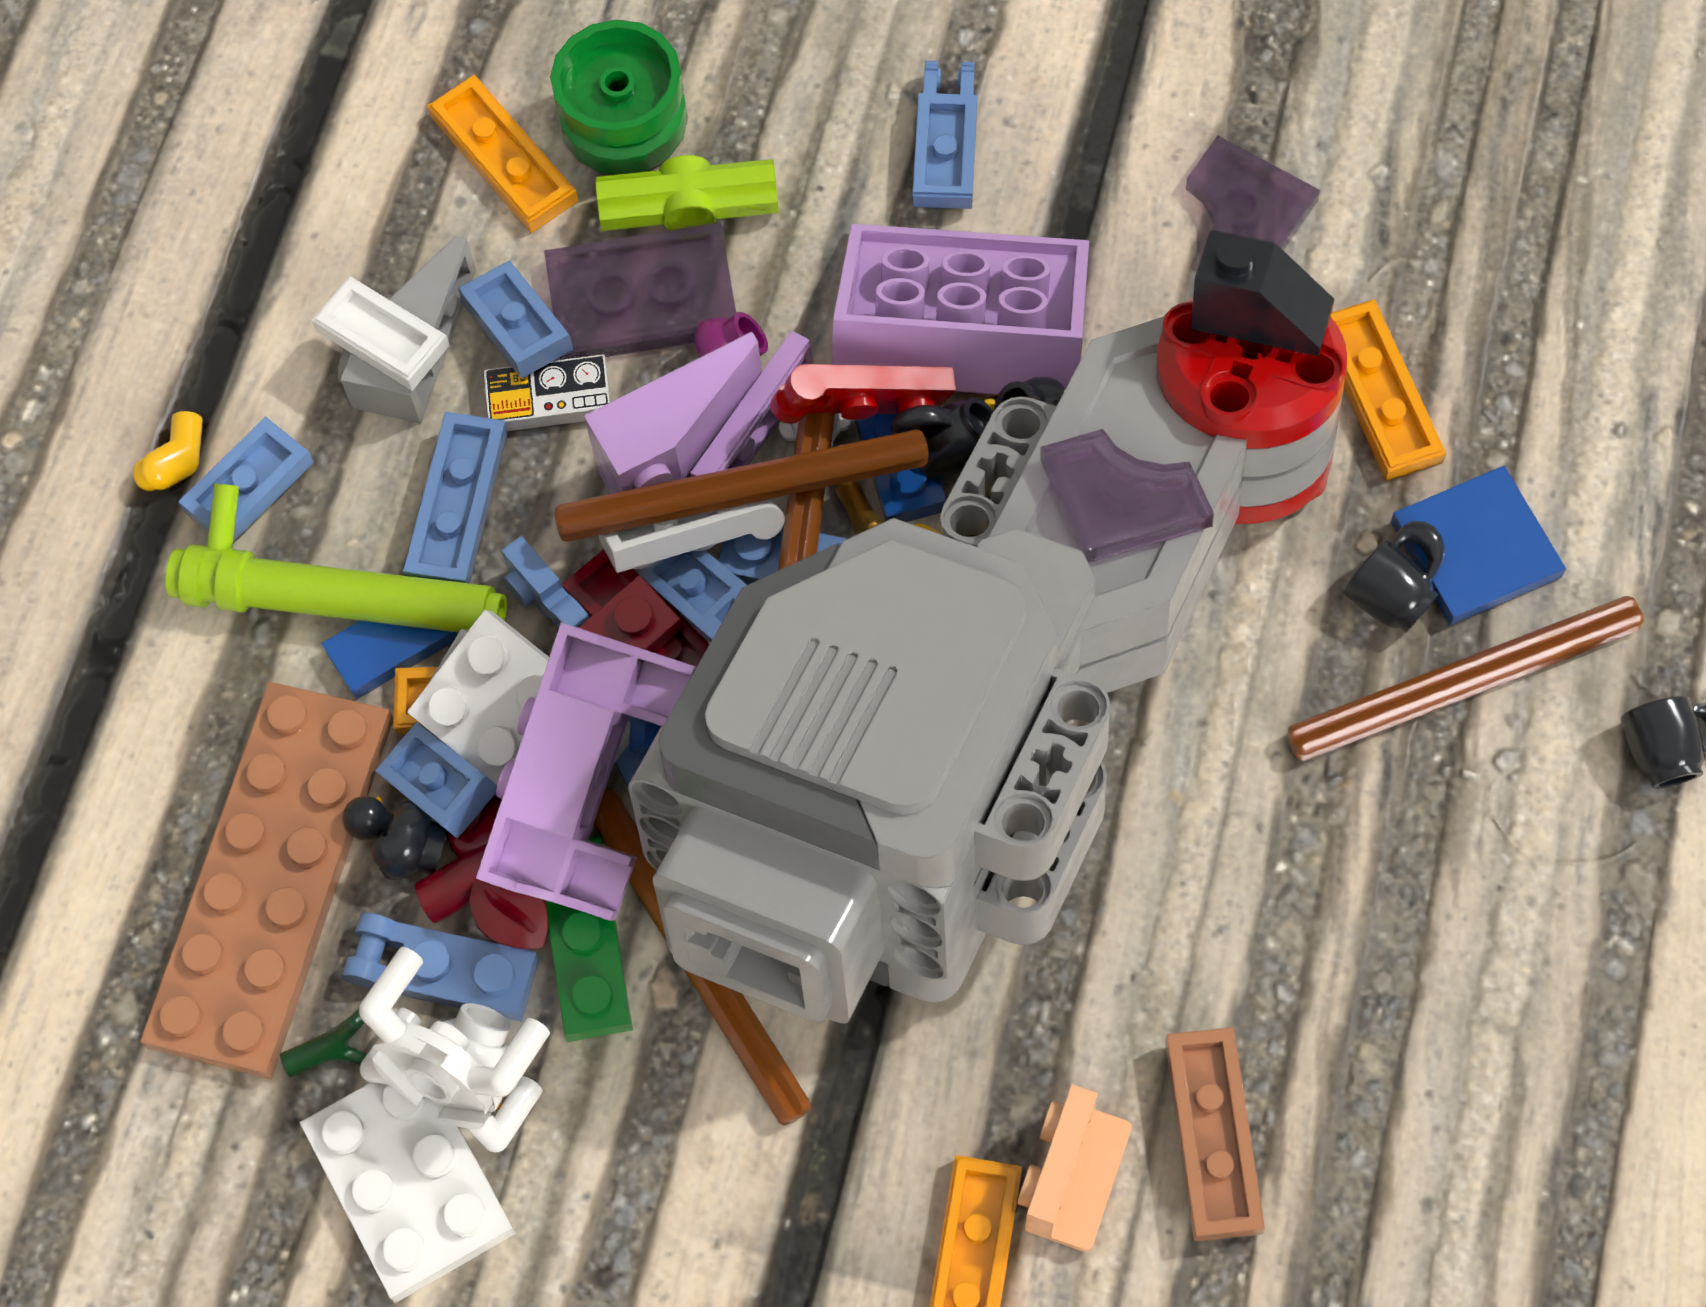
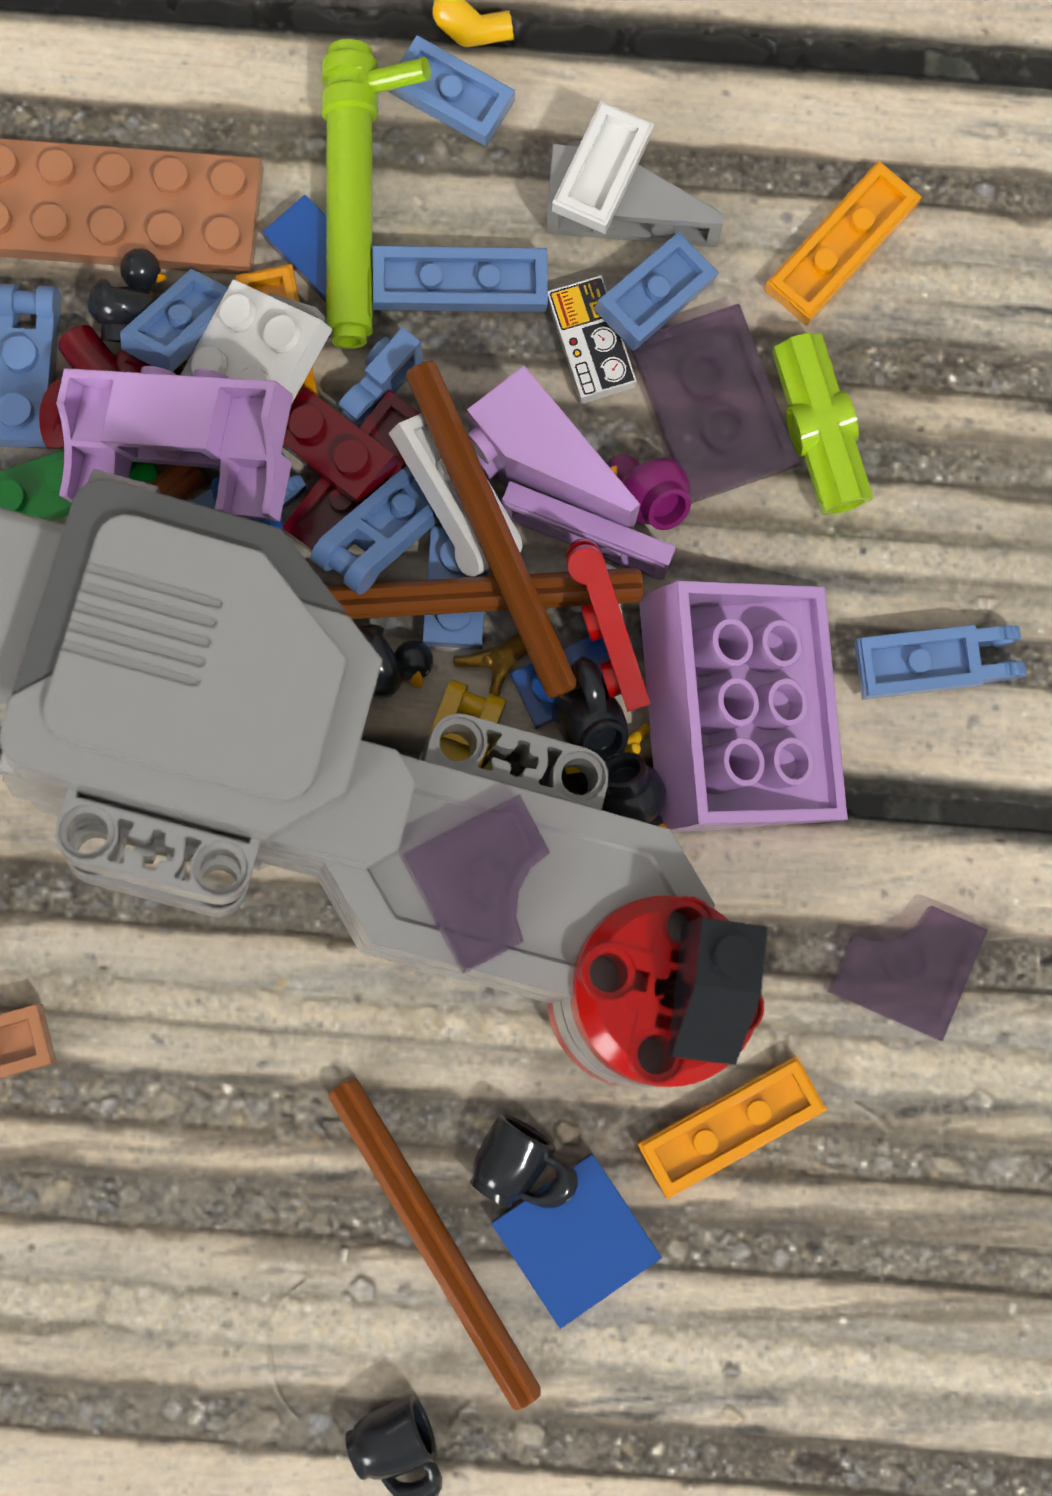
camera: 75 degrees right, 15 degrees up
(619, 97) = (911, 334): green wheel -> none

